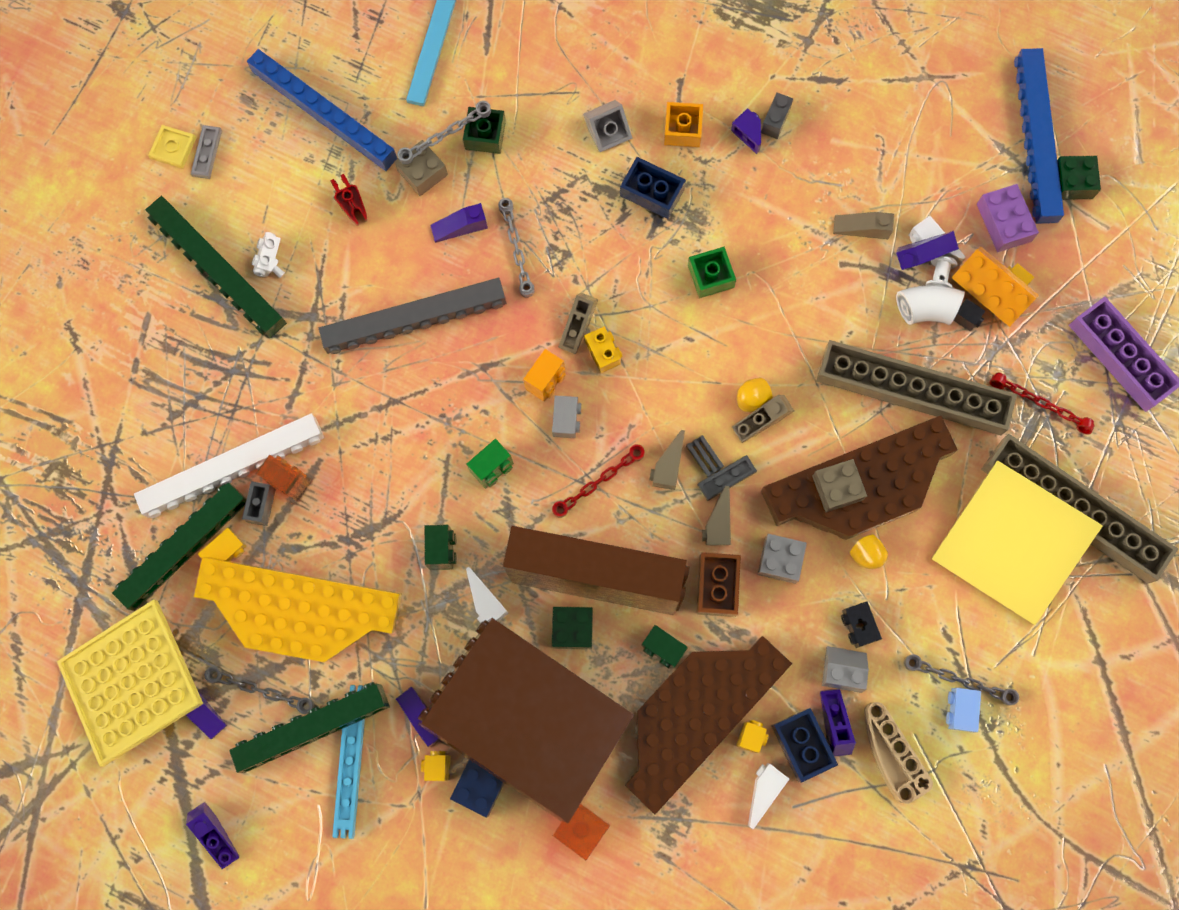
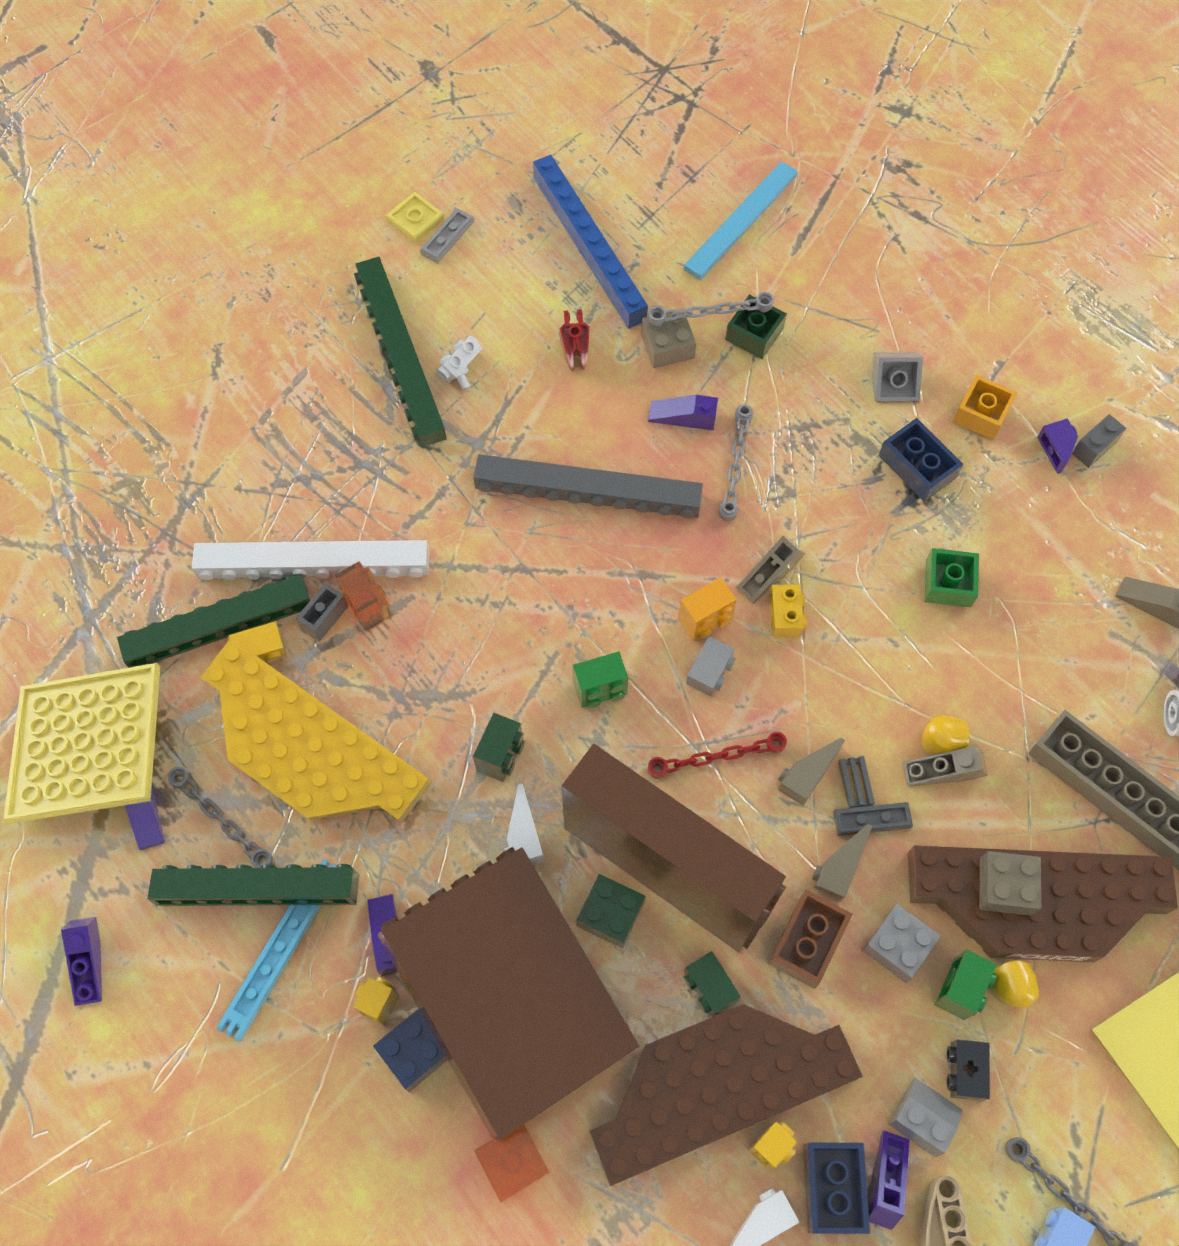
camera: 20 degrees right, 10 degrees down
(837, 568) = (966, 985): none -> green brick

